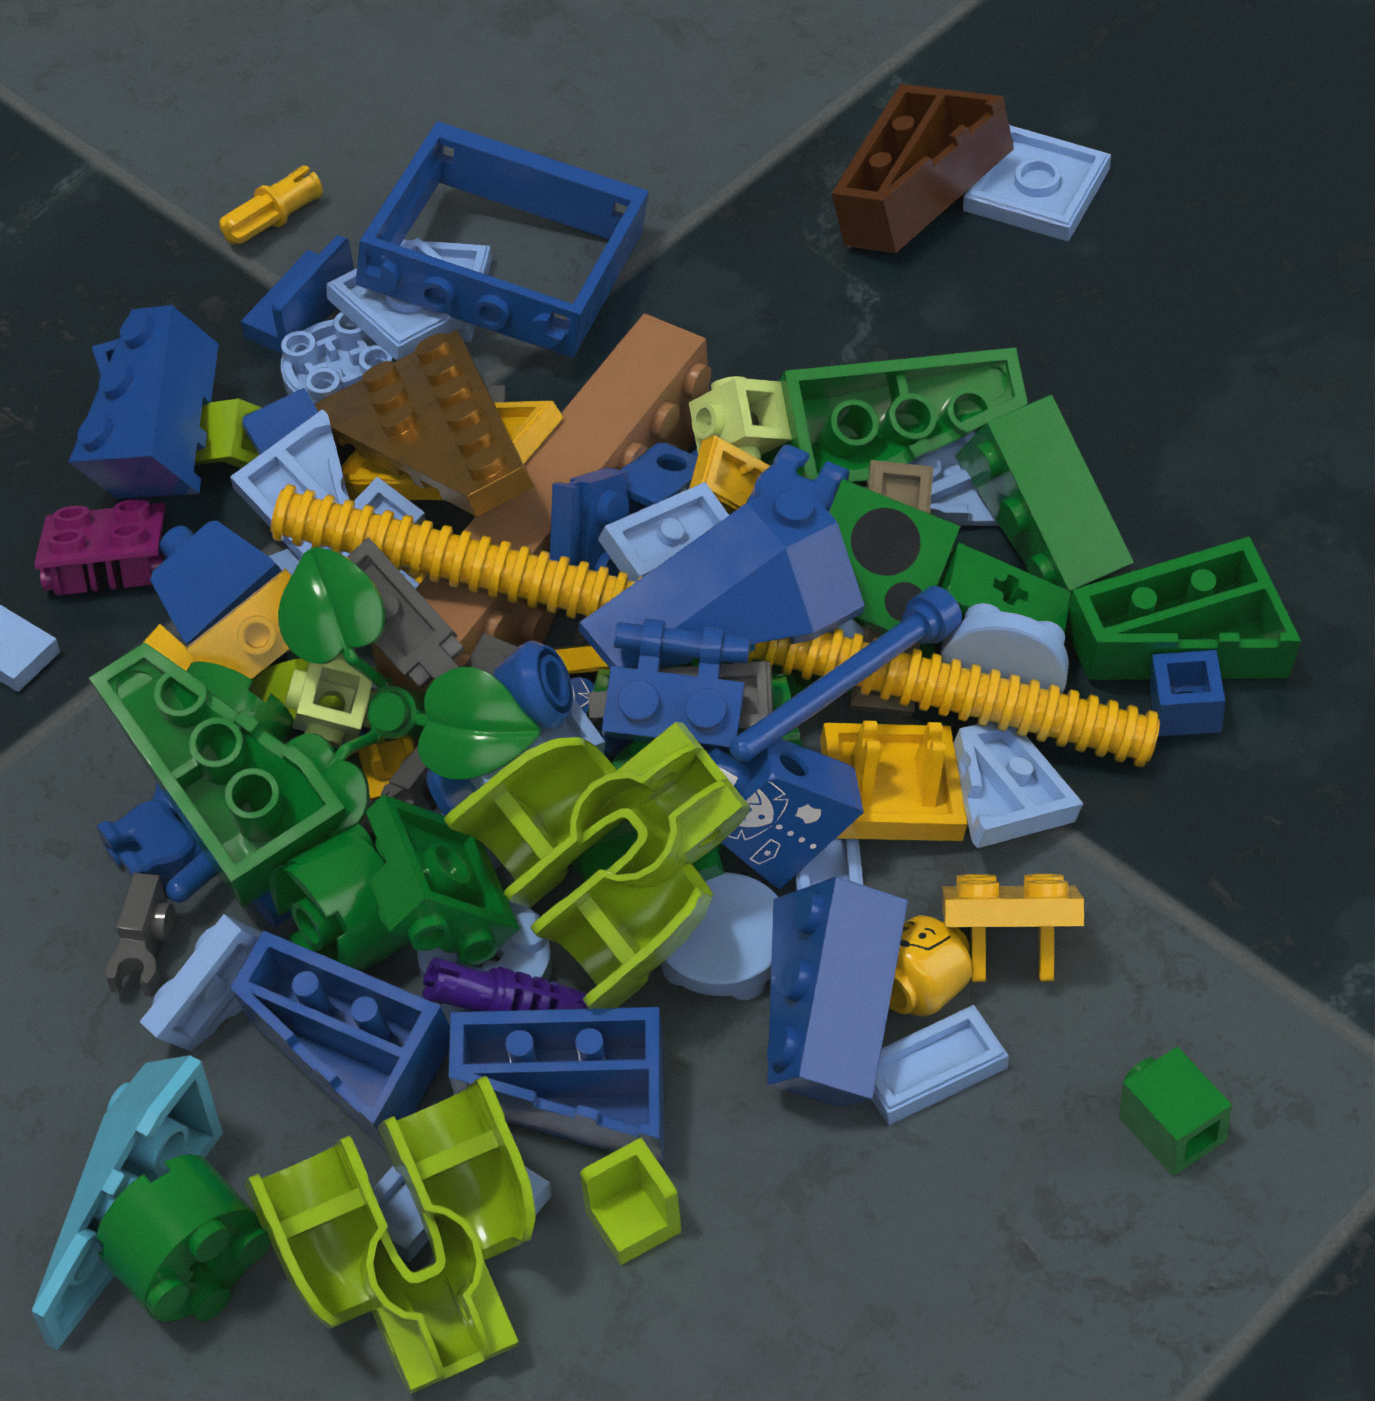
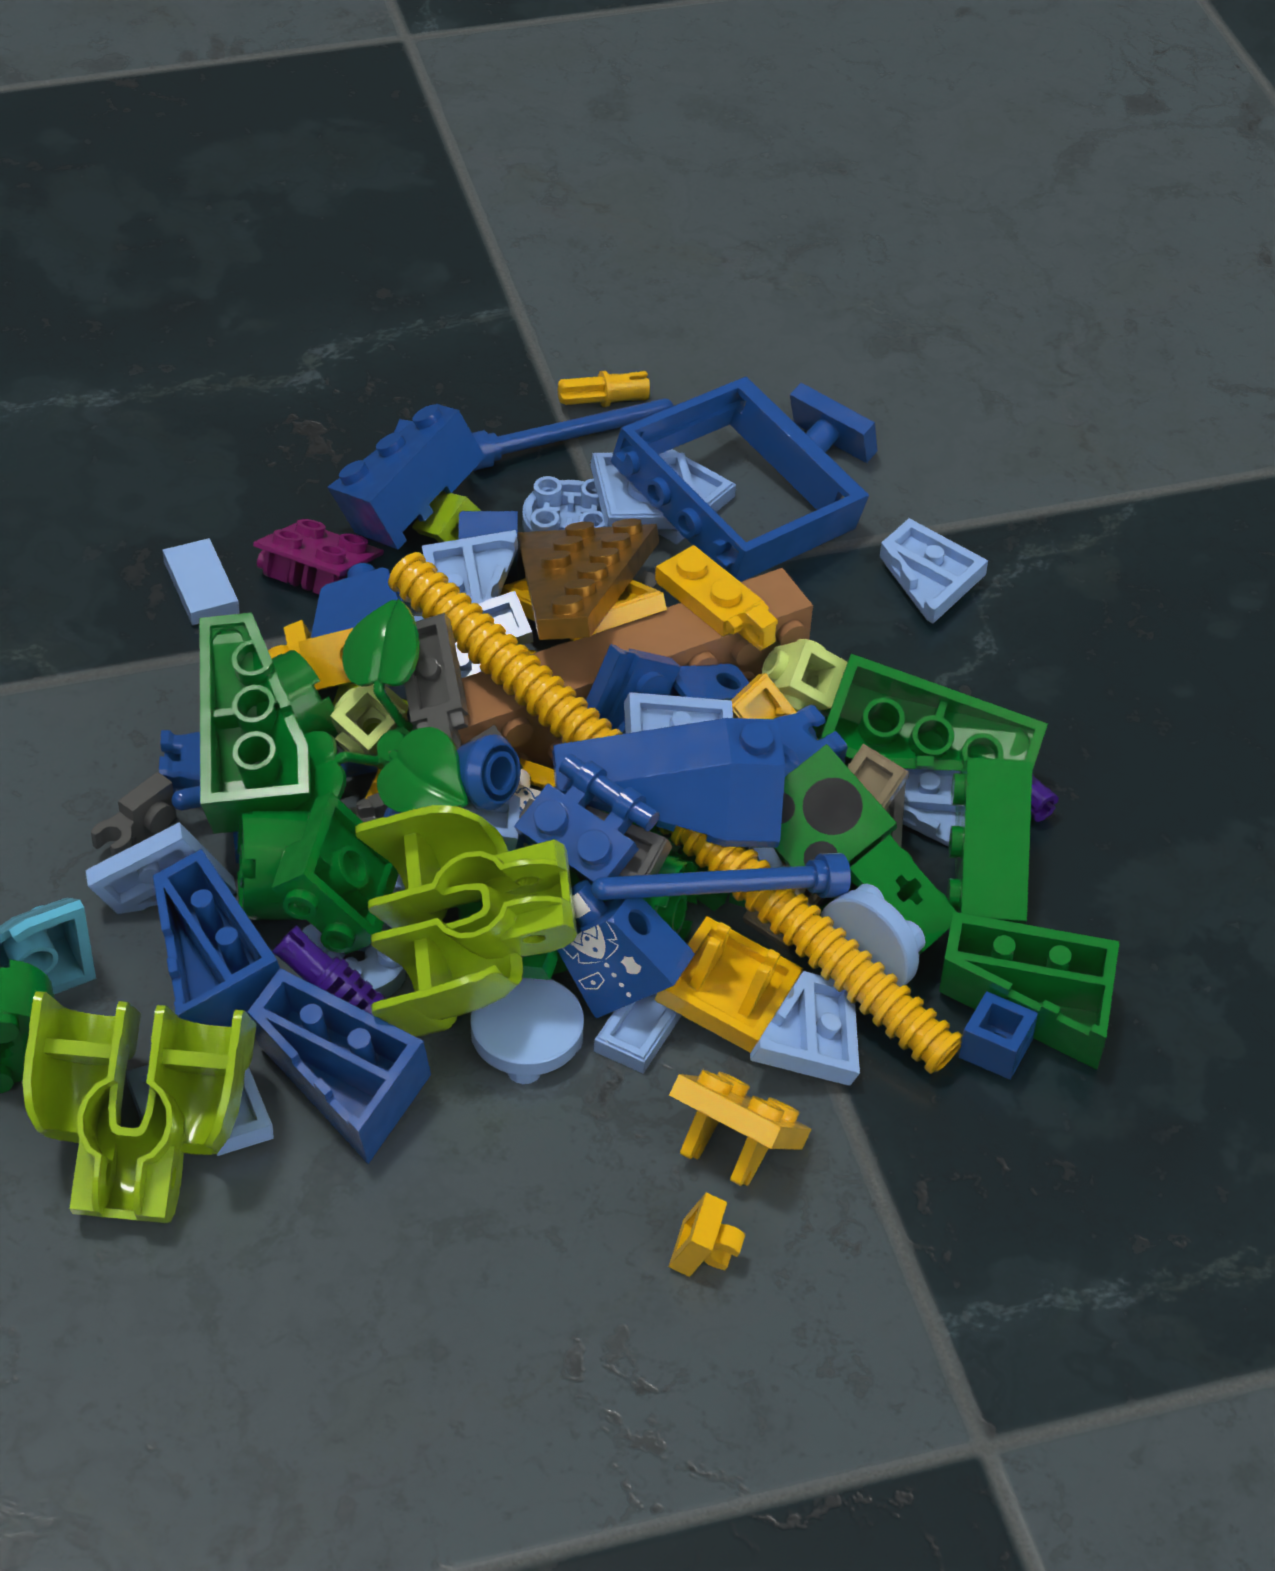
camera: 25 degrees right, 5 degrees down
(275, 261) = (495, 446): none -> blue piece
(298, 296) = (571, 457): blue panel -> none
(545, 128) = (833, 423): none -> blue tile
(608, 378) = (717, 597): none -> yellow hinge
(630, 1201) = (317, 1168): lime panel -> none
(755, 239) = (931, 567): none -> light blue wing
(831, 988) = (560, 1099): wedge -> none
(918, 163) = (1084, 567): reddish brown wedge -> none
(929, 967) = (646, 1121): yellow head -> none
(936, 1064) = (608, 1196): light blue tile -> none
(1040, 185) = (1178, 626): light blue tile -> none
(1061, 1051) = (705, 1238): none -> yellow tile
(1174, 1110) = (754, 1324): green brick -> none

